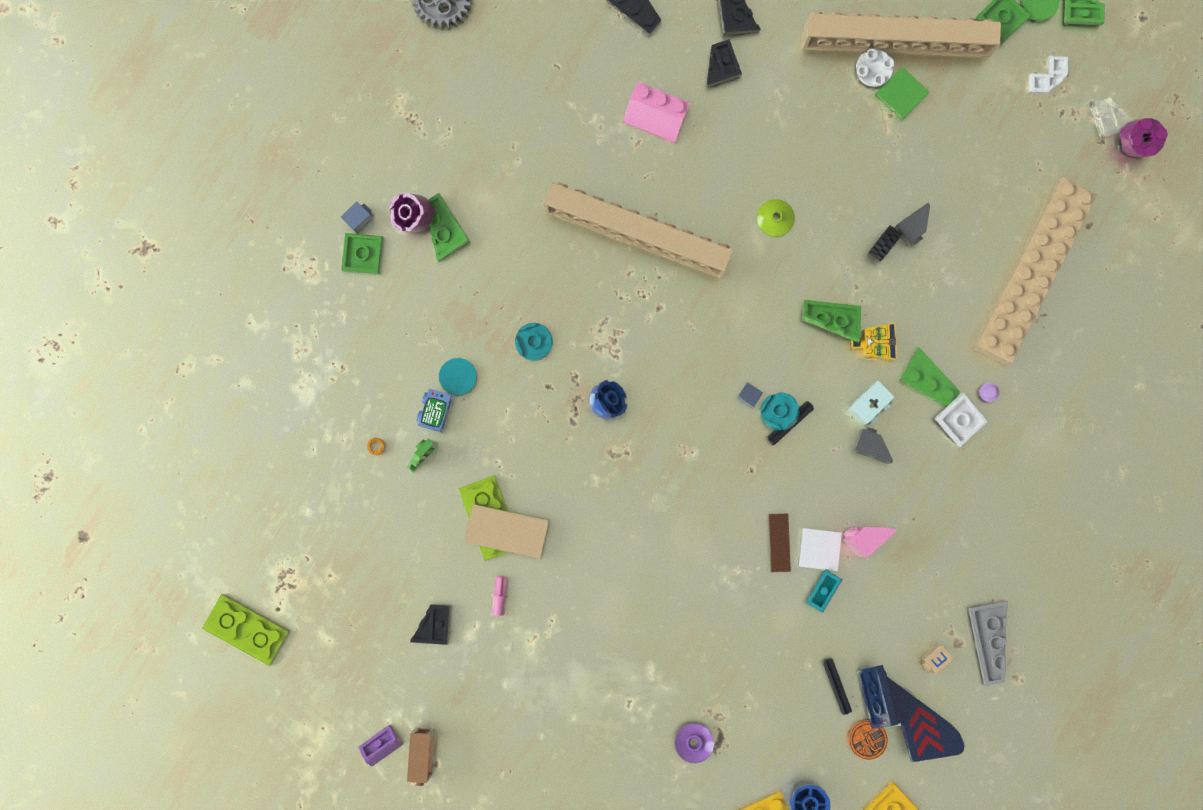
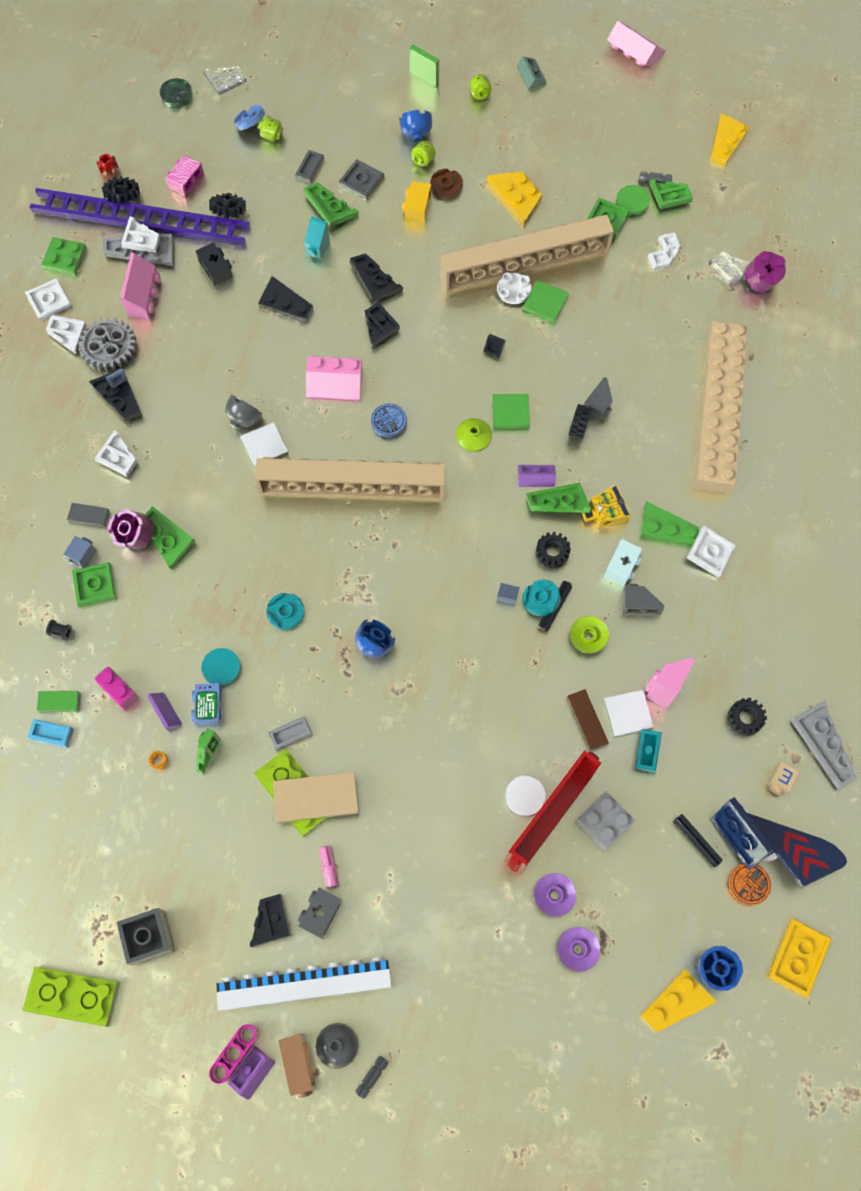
camera: 25 degrees left, 15 degrees down
(285, 387) = (50, 733): none -> medium azure tile
(300, 359) = (58, 701): none -> bright green tile
(317, 290) = (58, 630): none -> black bush
(322, 603) = (145, 936): none -> dark grey brick
(356, 366) = (116, 688): none -> dark pink brick
(365, 734) = (224, 1058): none -> dark pink beam
(374, 179) = (88, 515): none -> dark grey tile
(394, 402) = (164, 711): none -> medium lavender slope
(418, 125) = (116, 455): none -> white wing
(437, 55) = (119, 398): none -> black wing
(440, 41) = (116, 378): none -> sand blue slope
(447, 690) = (303, 985): none -> white brick
(459, 749) = (337, 1045): none -> dark grey cylinder
(480, 785) = (371, 1077): none -> dark grey axle
(487, 625) = (330, 906): none -> dark grey brick
(502, 461) = (290, 733): none -> light grey tile
(553, 120) = (241, 412): none -> dark grey cylinder
(565, 161) = (264, 443): none -> white tile
(694, 699) = (555, 883): none -> medium lavender dish
(696, 175) = (389, 420): none -> medium blue tile
(696, 592) = (525, 796): none -> white tile
(711, 620) = (552, 812): none -> red panel
(759, 642) = (605, 821): none -> light grey brick
(816, 358) = (557, 540): none -> black tyre
(821, 205) = (510, 411): none -> bright green tile
(821, 460) = (592, 626): none -> lime dish
(822, 282) = (536, 475): none -> medium lavender slope
(830, 128) = (494, 345): none -> black tile
(940, 591) = (752, 706): none -> black tyre
(989, 392) = (725, 520): lavender plate -> none

